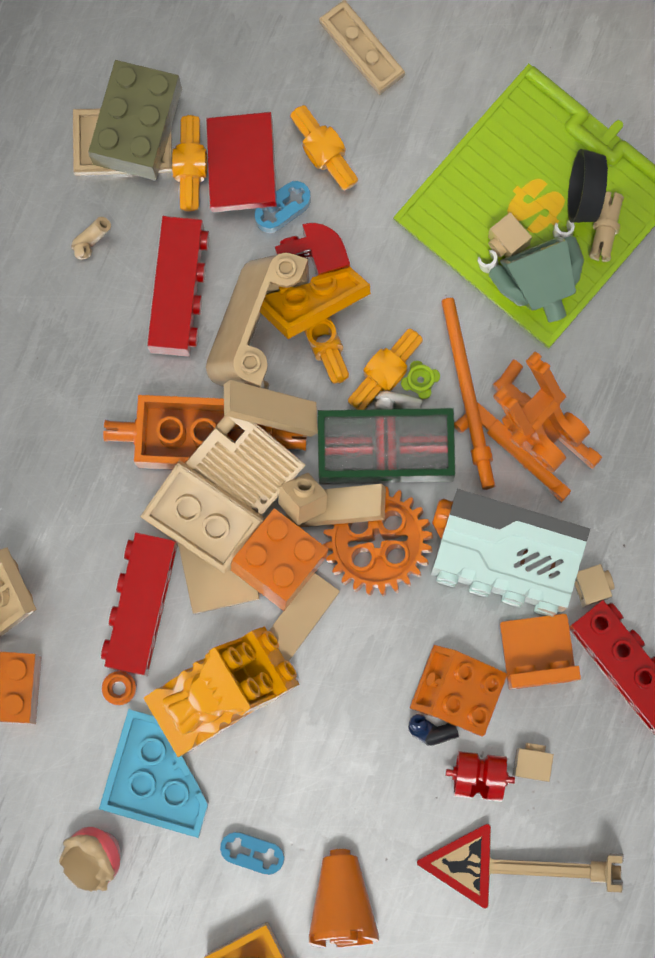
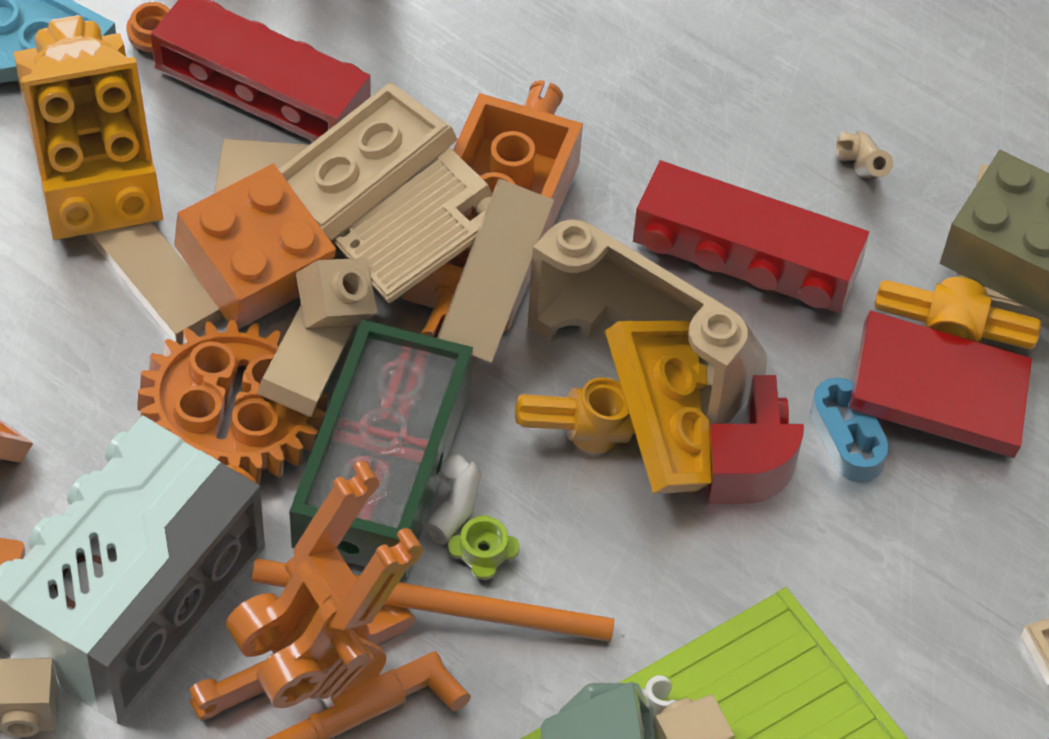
camera: 100 degrees right, 25 degrees down
(324, 147) = (938, 510): light orange axle -> none
(385, 370) = (517, 493): light orange axle -> none

